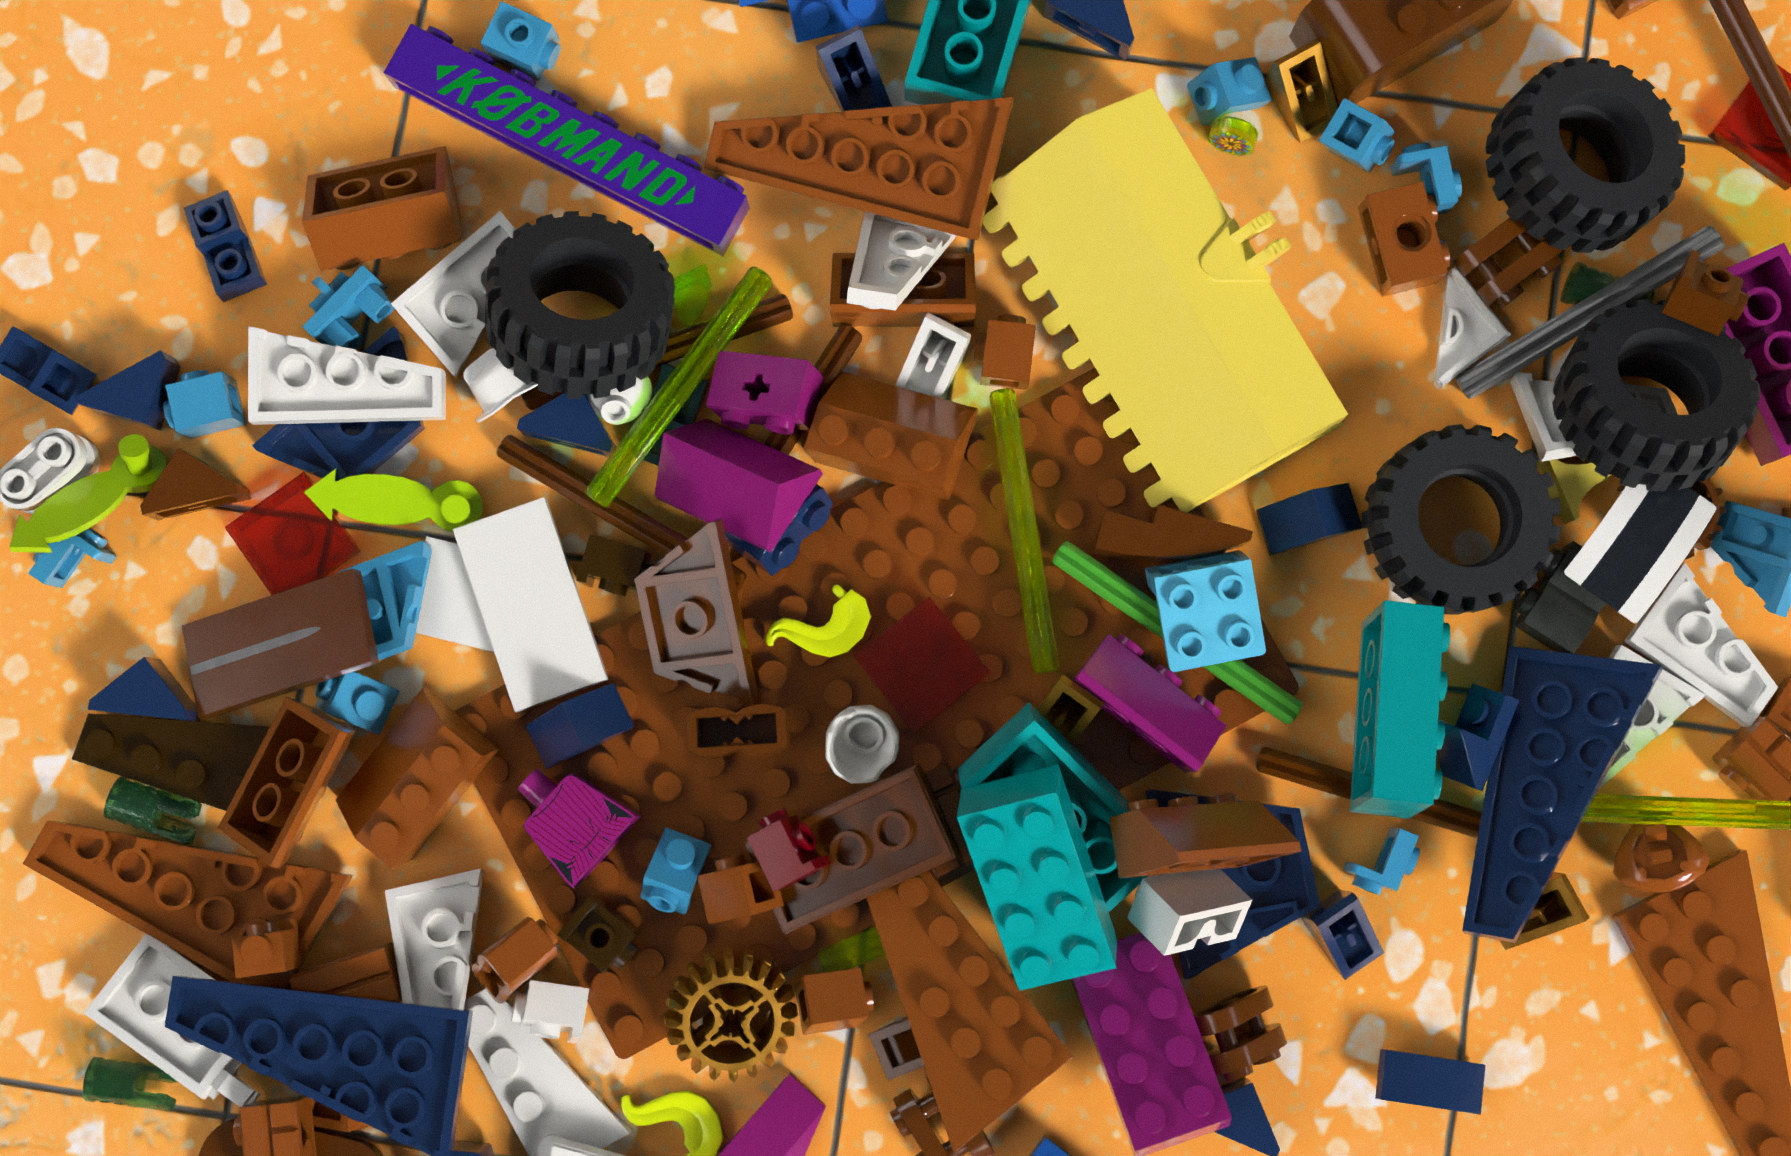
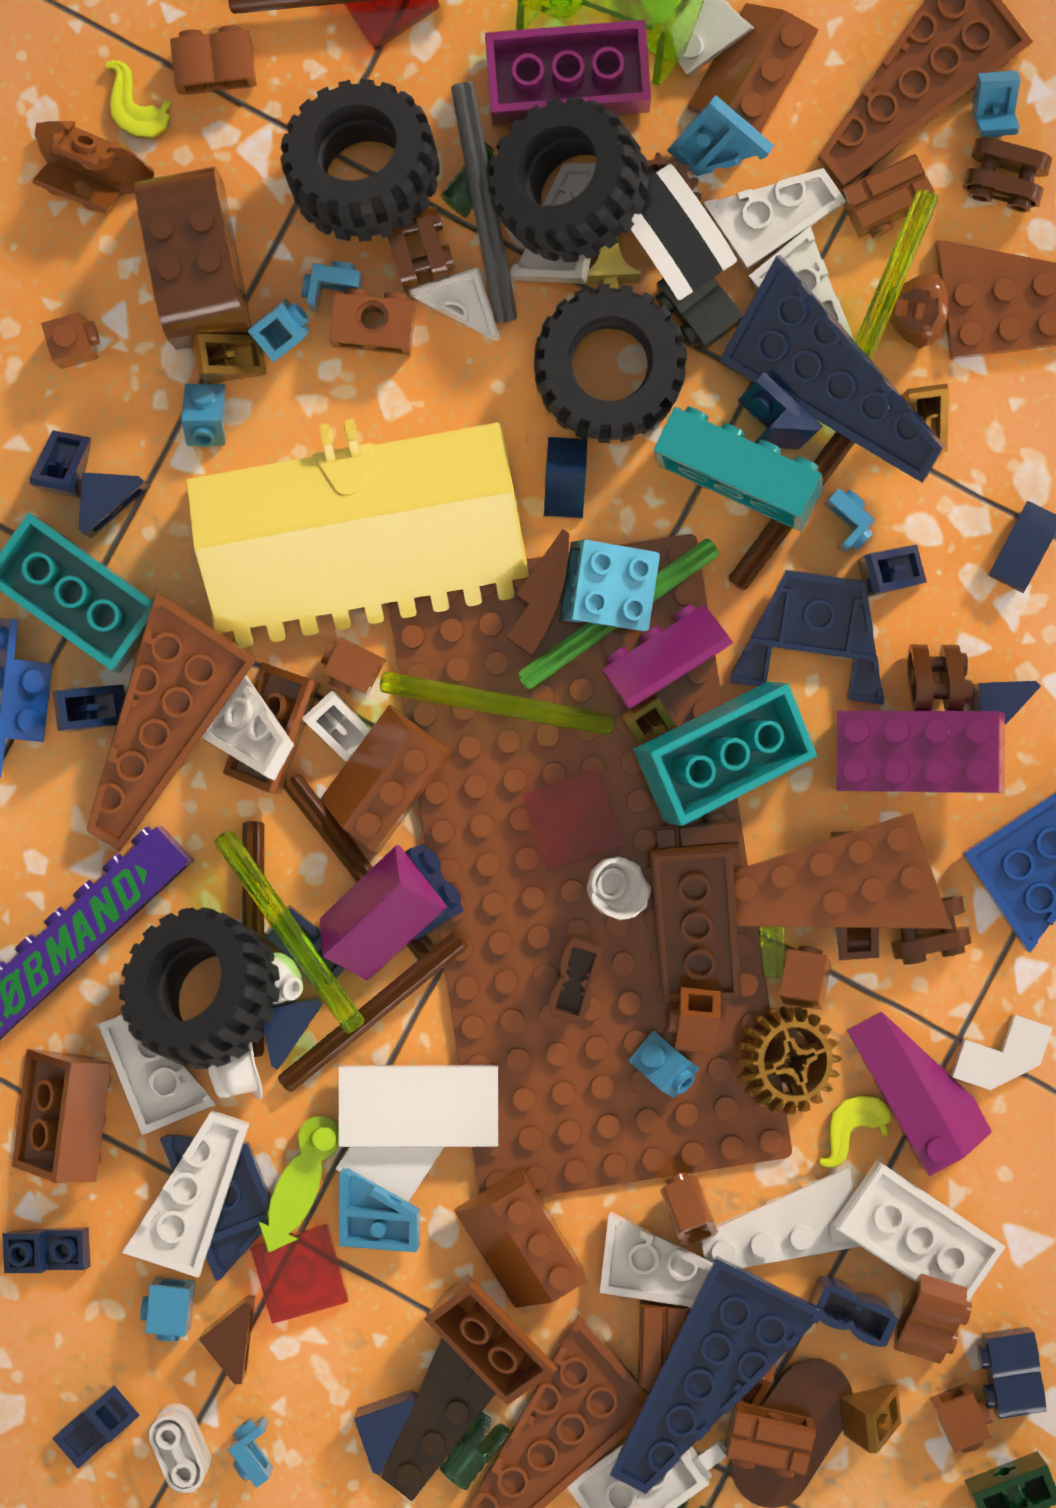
camera: 75 degrees left, 5 degrees up
(90, 498) = (213, 1420): lime brick -> none
(135, 392) = (141, 1358): dark blue slope -> none
(267, 948) = (613, 1396): dark orange brick -> none
(280, 644) = (380, 1310): reddish brown tile -> none
(343, 303) = (126, 1173): dark azure hips -> none
(357, 700) = (442, 1266): dark azure bracket -> none
(551, 1009) = (736, 1195): white brick -> none
(574, 823) = (600, 1129): magenta torso -> none
(579, 725) = (526, 1099): dark blue slope -> none
(598, 914) = (677, 1134): dark brown brick -> none
(612, 564) = (412, 1029): dark brown brick -> none
(692, 294) = (217, 895): clear neon green tile -> none
(697, 617) = (476, 981): wing -> none
(764, 391) = (300, 879): magenta brick -> none
(786, 850) = (679, 975): dark red brick -> none
(837, 637) = (528, 878): neon yellow piece -> none
(1037, 877) = (769, 792): teal brick -> none
(1186, 907) = (831, 683): white brick -> none
(1197, 836) = (780, 660): dark orange slope -> none
(1233, 136) = (243, 425): clear neon green tile -> none
(1705, 295) = (506, 113): reddish brown brick -> none

